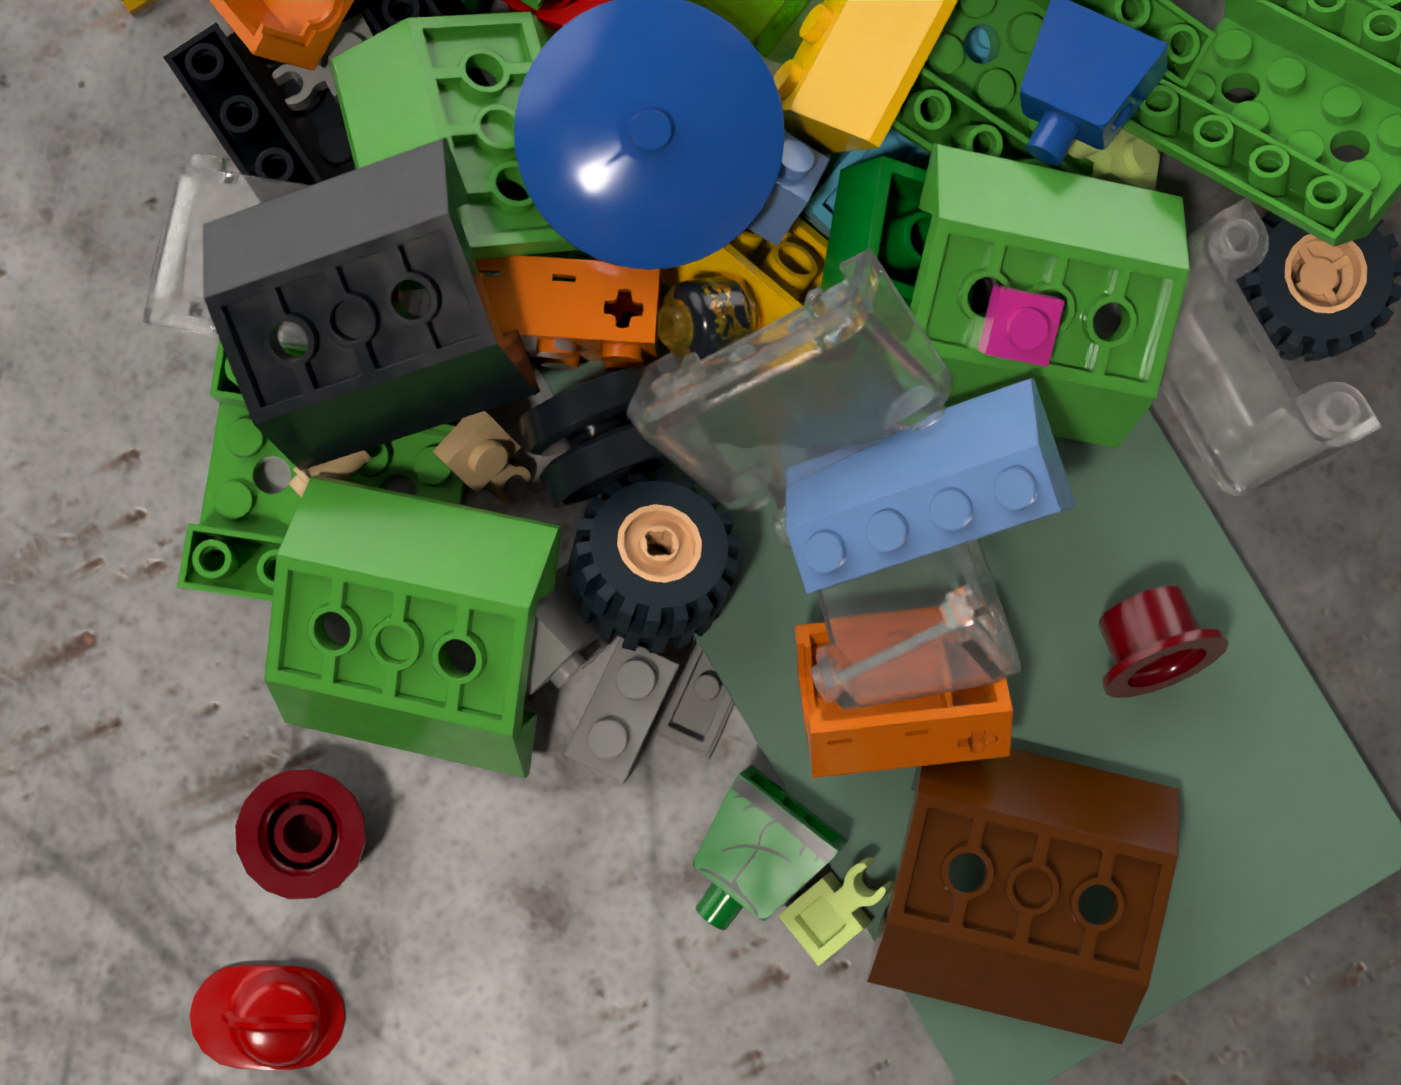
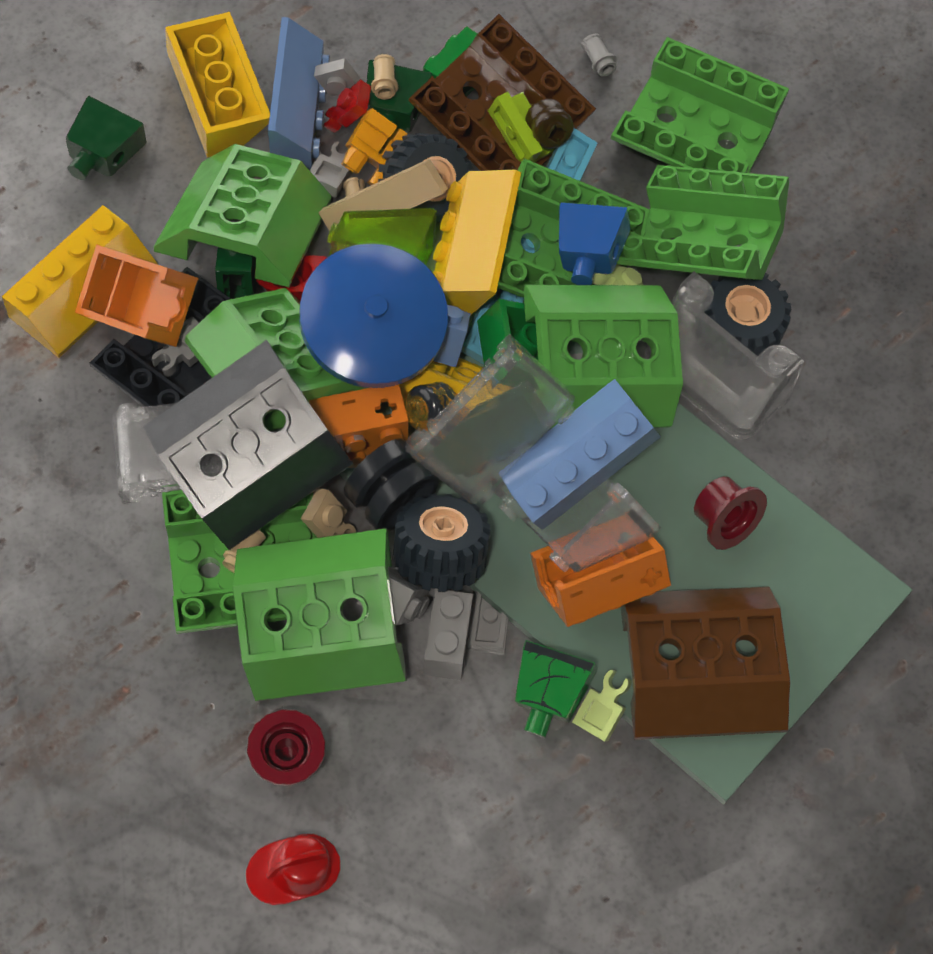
camera: 20 degrees left, 20 degrees down
(1020, 325) = (599, 357): dark pink plate -> none

